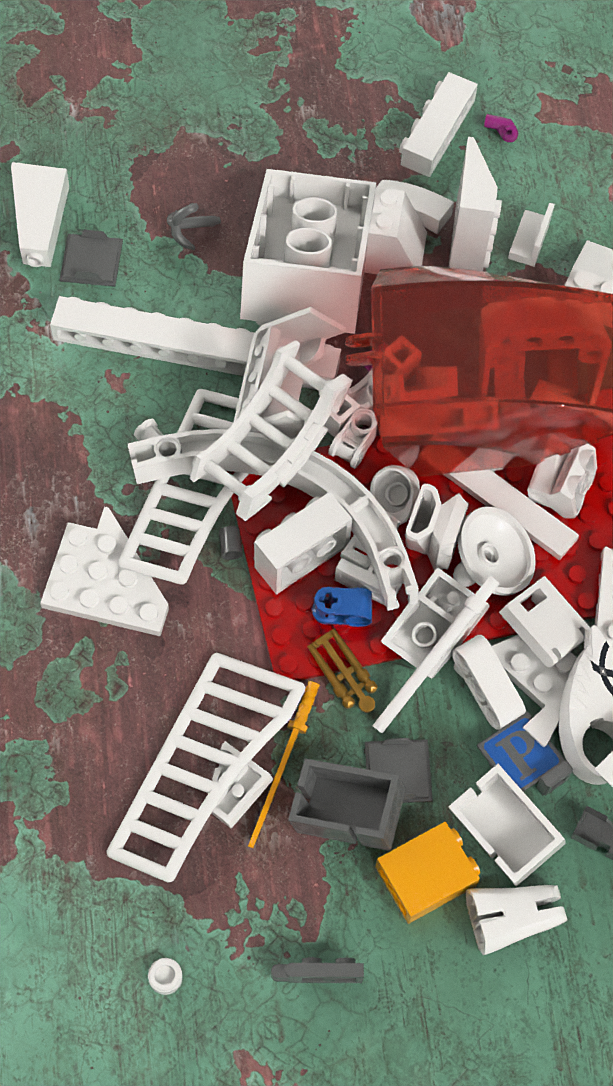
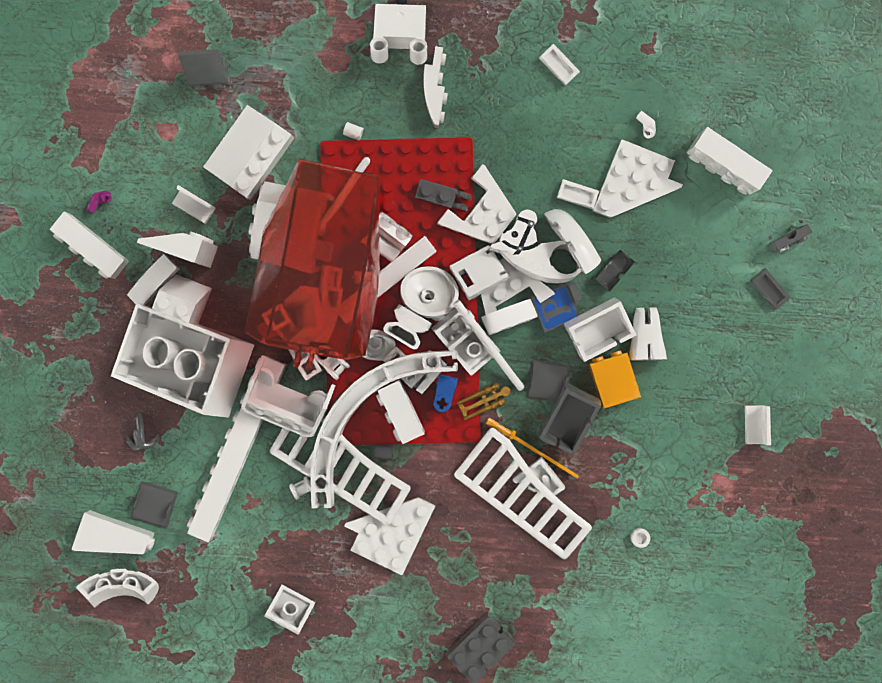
camera: 75 degrees left, 25 degrees up
(296, 450) = (345, 406): white fence -> none
(314, 971) = (656, 456): dark grey hinge -> none

